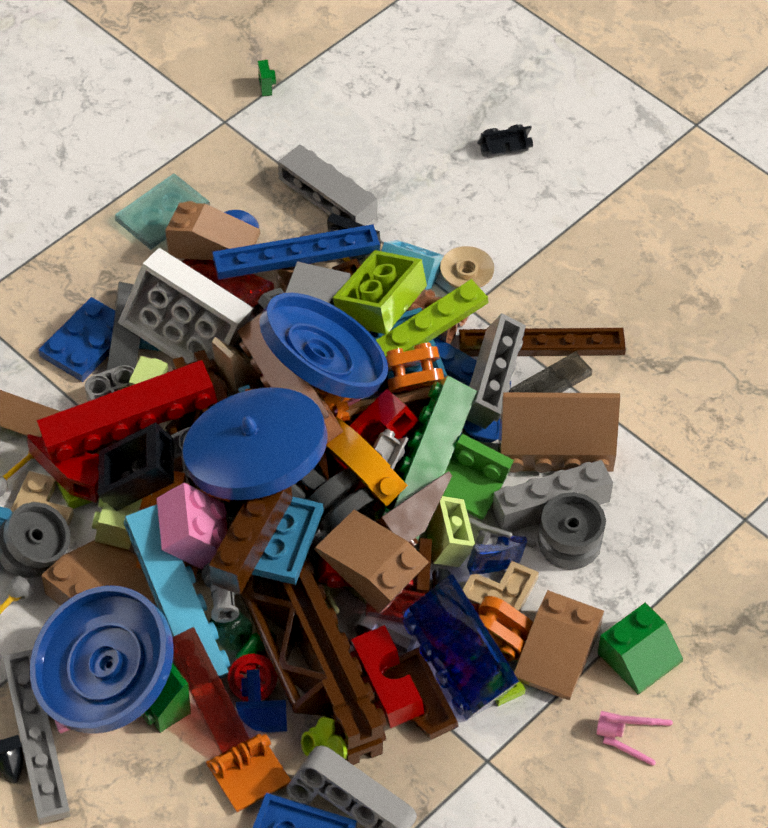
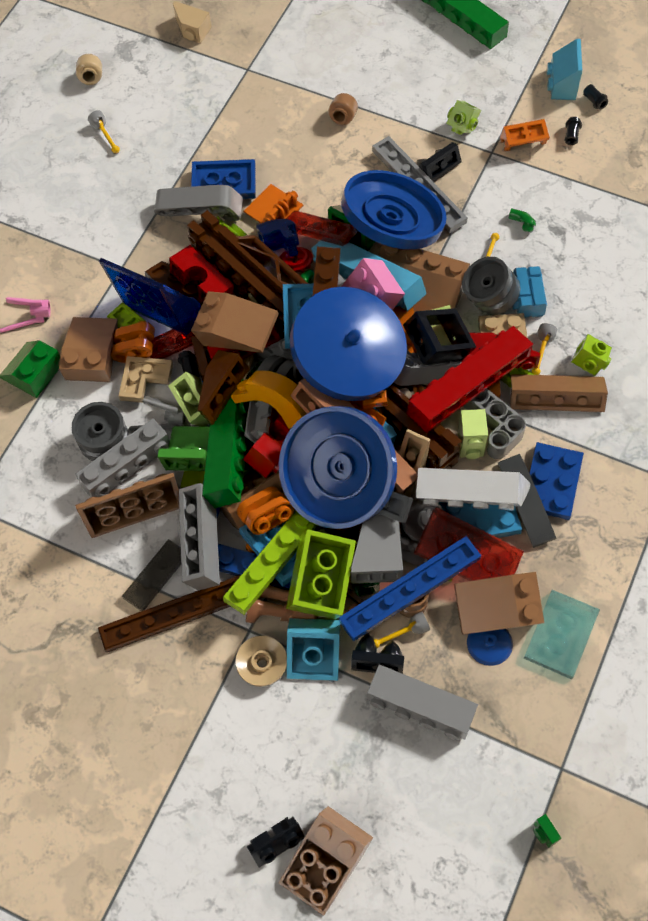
camera: 165 degrees right, 10 degrees up
(462, 115) = (325, 860): none -> medium nougat slope
(496, 557) = (157, 386): clear blue slope -> none

